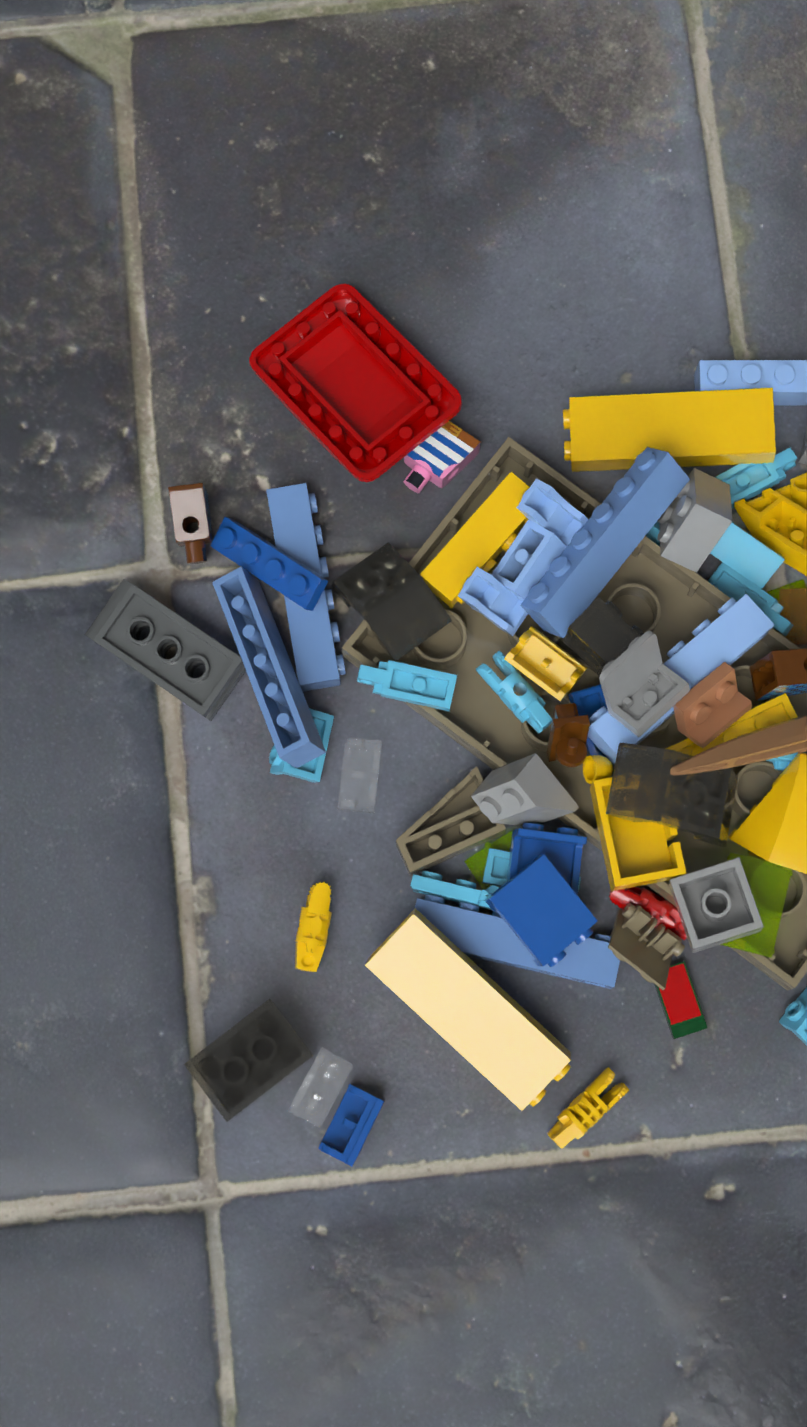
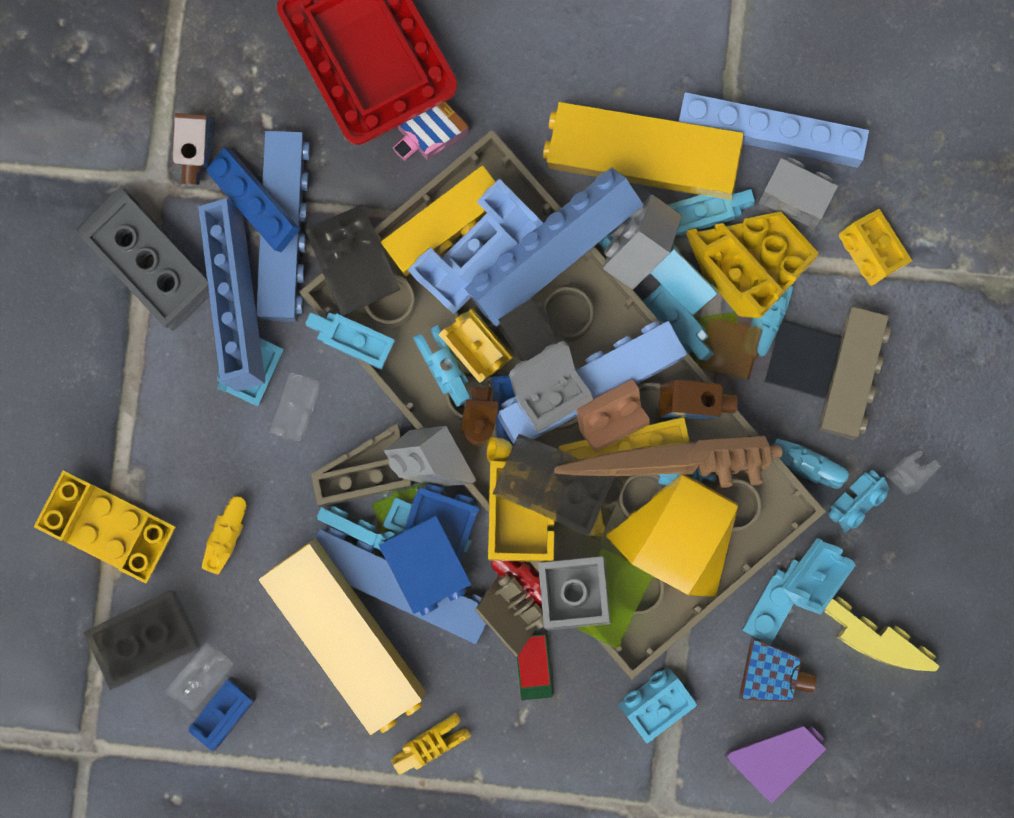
camera: 15 degrees right, 5 degrees up
(182, 945) = (105, 526): none -> yellow slope

